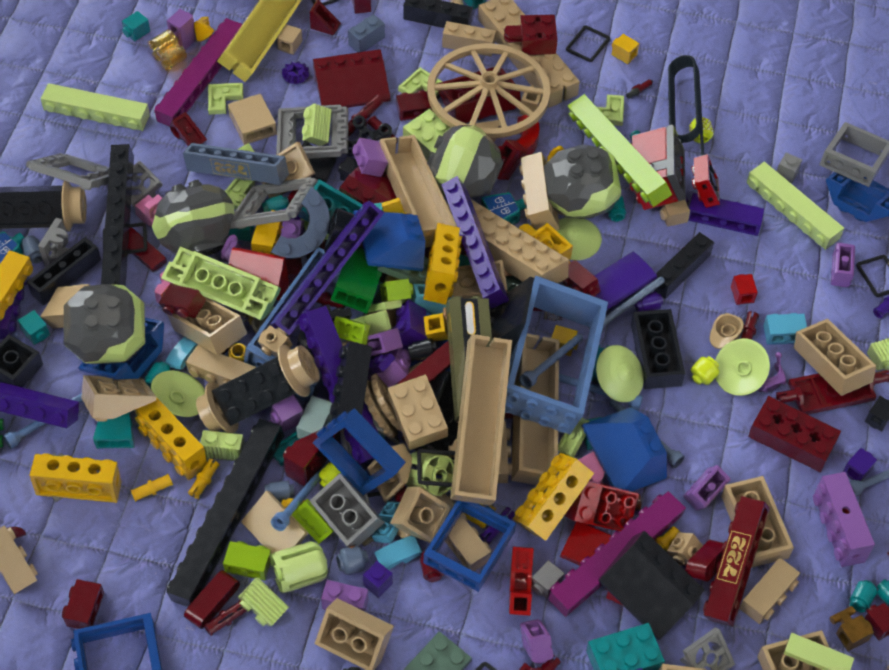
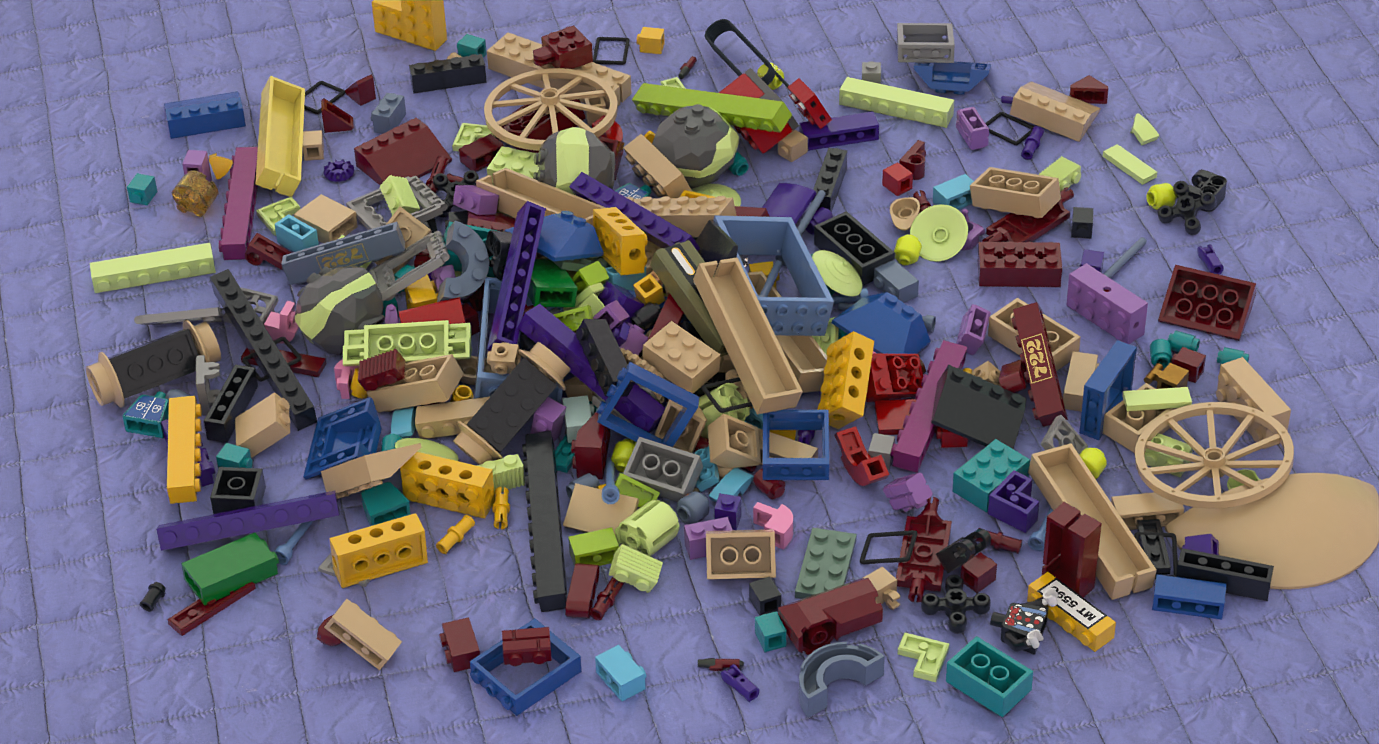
camera: 25 degrees left, 15 degrees down
(104, 324) = (321, 410): dark grey rock -> none
(120, 643) = (526, 646): none -> dark red brick
(217, 126) = (295, 234): none -> medium azure brick
(413, 615) = (778, 519): none -> bright pink brick
(461, 35) = (482, 83): tan brick -> none
(673, 401) = (896, 280): none -> sand blue brick
(768, 277) = (915, 160): none -> dark red plate
(780, 619) = (1106, 387): none -> blue window

